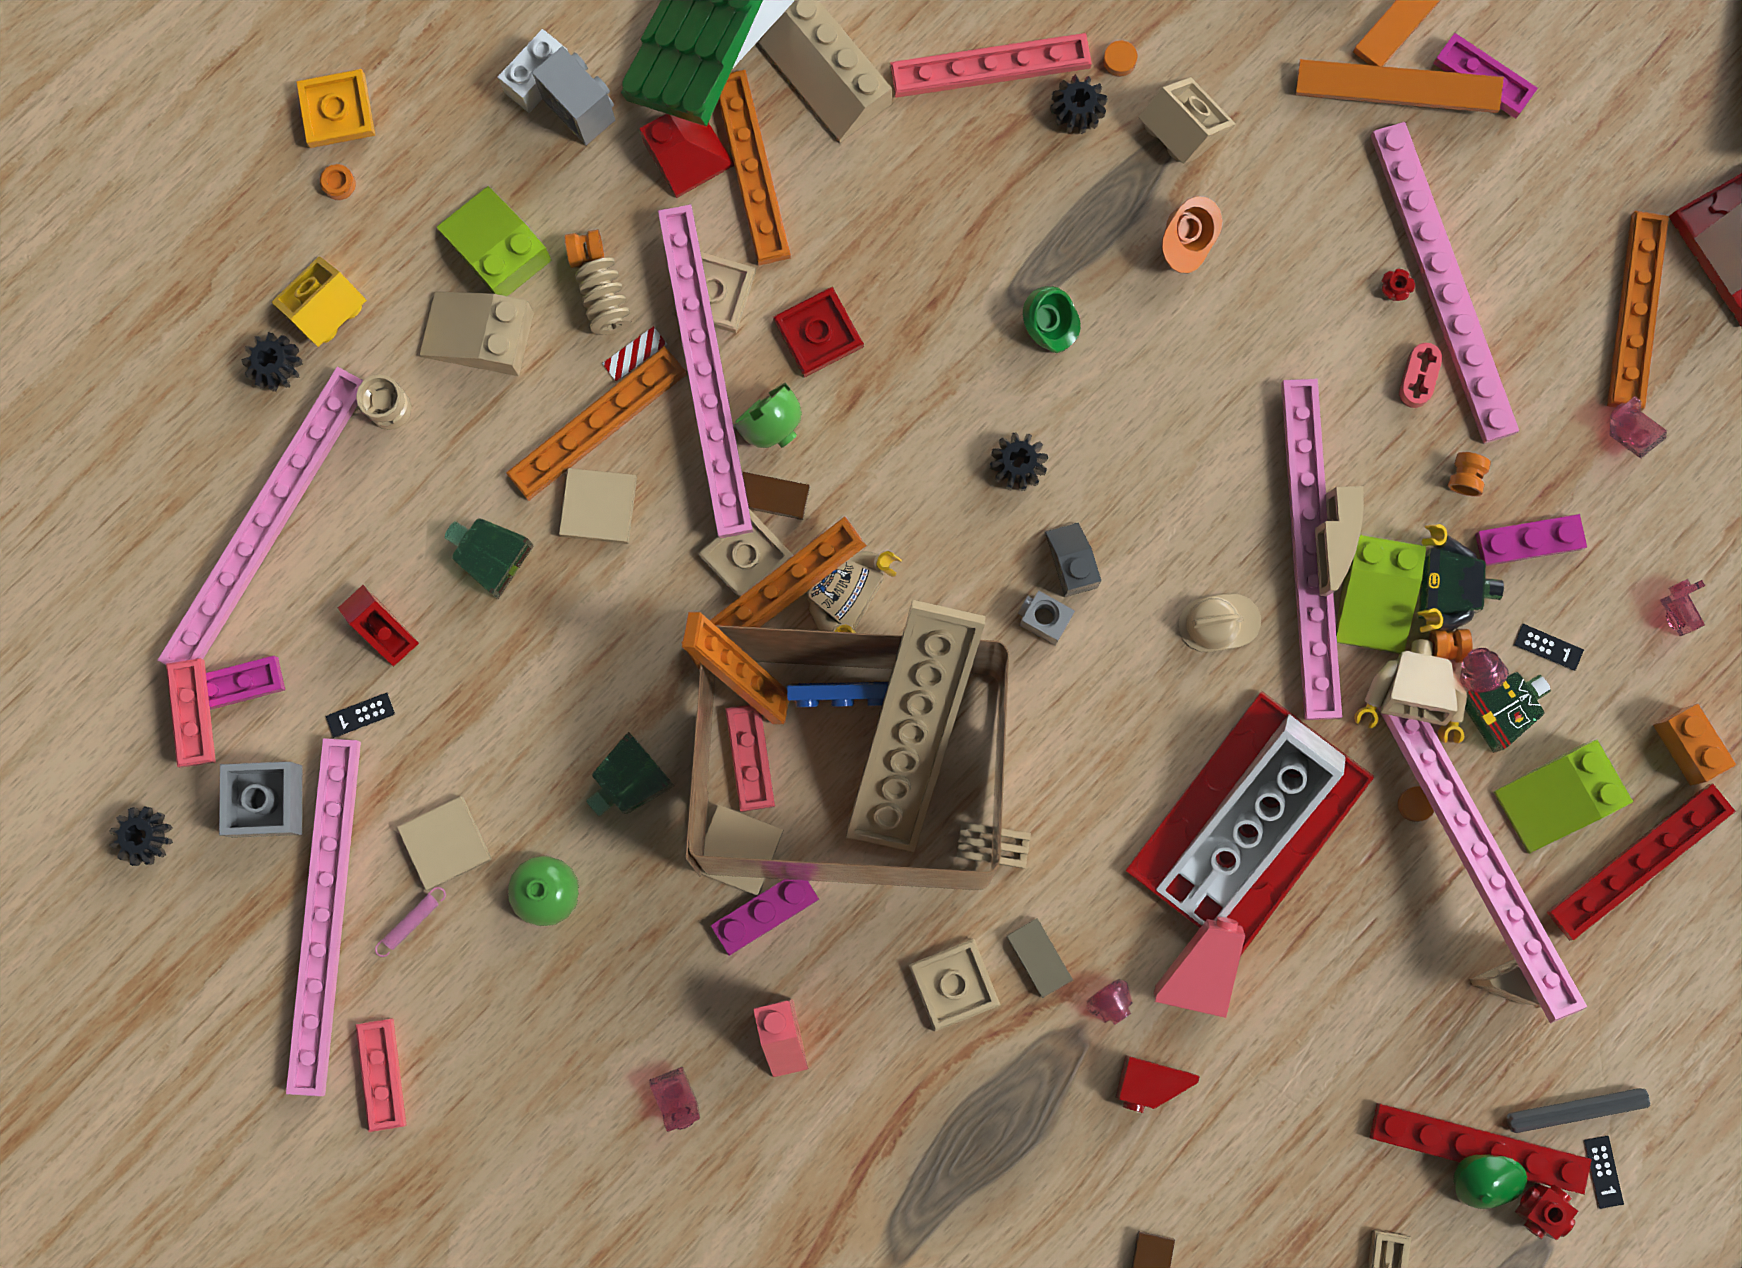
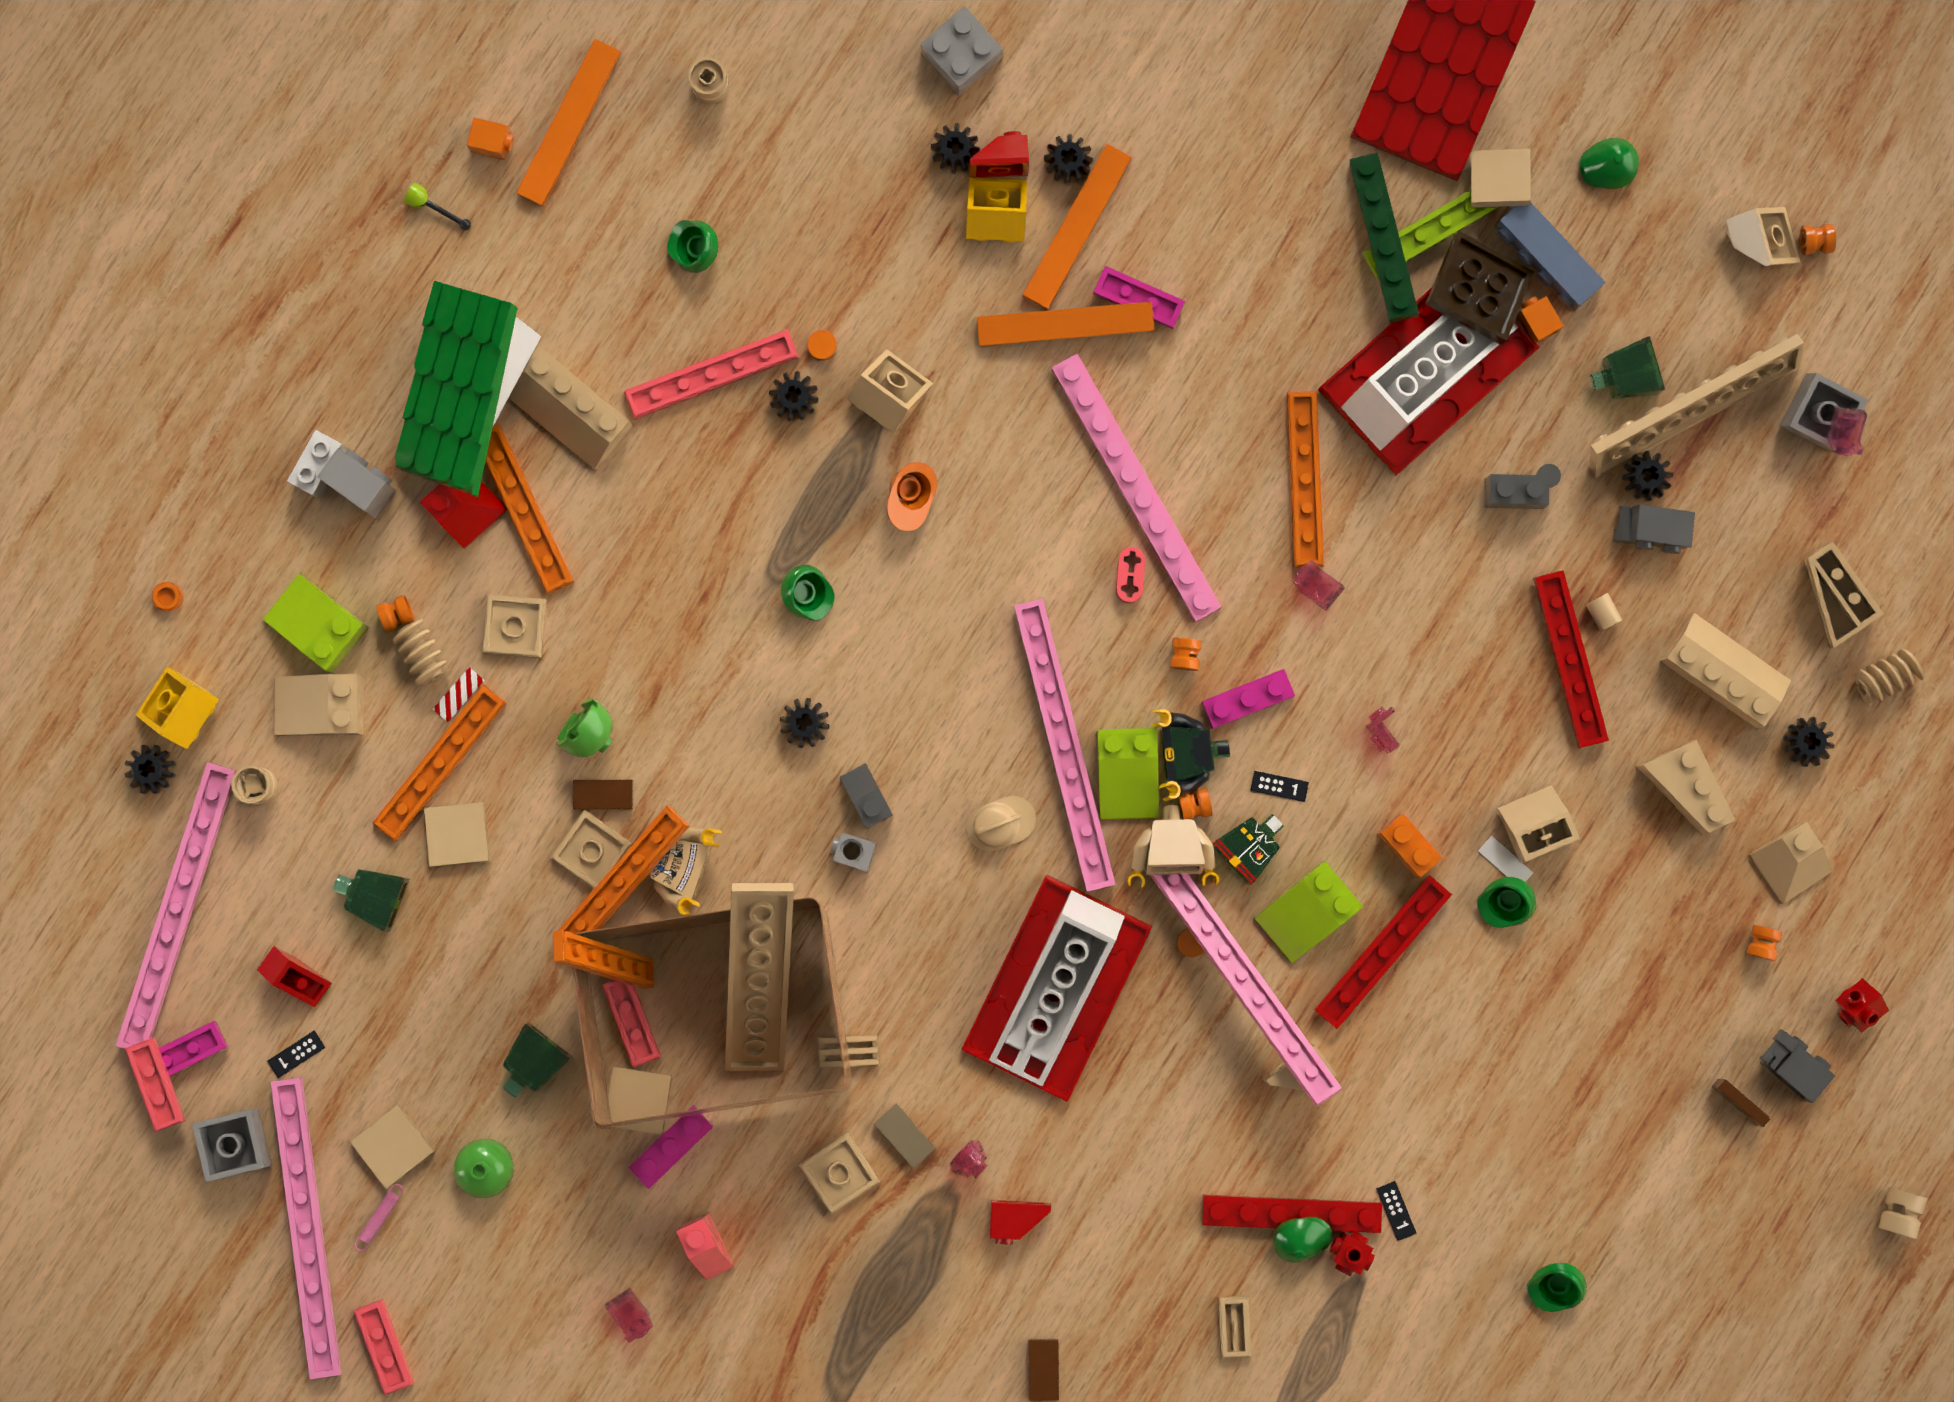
camera: 15 degrees left, 5 degrees up
(128, 833) = (138, 1207): black gear -> none
(335, 108) = (150, 532): light orange plate -> none
(705, 372) = (522, 700): bright pink plate -> none
(818, 332) = (611, 643): red tile -> none
(840, 693) = (689, 955): blue plate -> none
(1205, 969) = (1040, 1118): coral slope -> none
(1338, 536) = (1083, 735): tan slope -> none
(1397, 293) = (1097, 507): red plate -> none
(1483, 671) = (1222, 823): clear pink cone -> none
(1578, 1110) = (1366, 1166): dark grey axle -> none

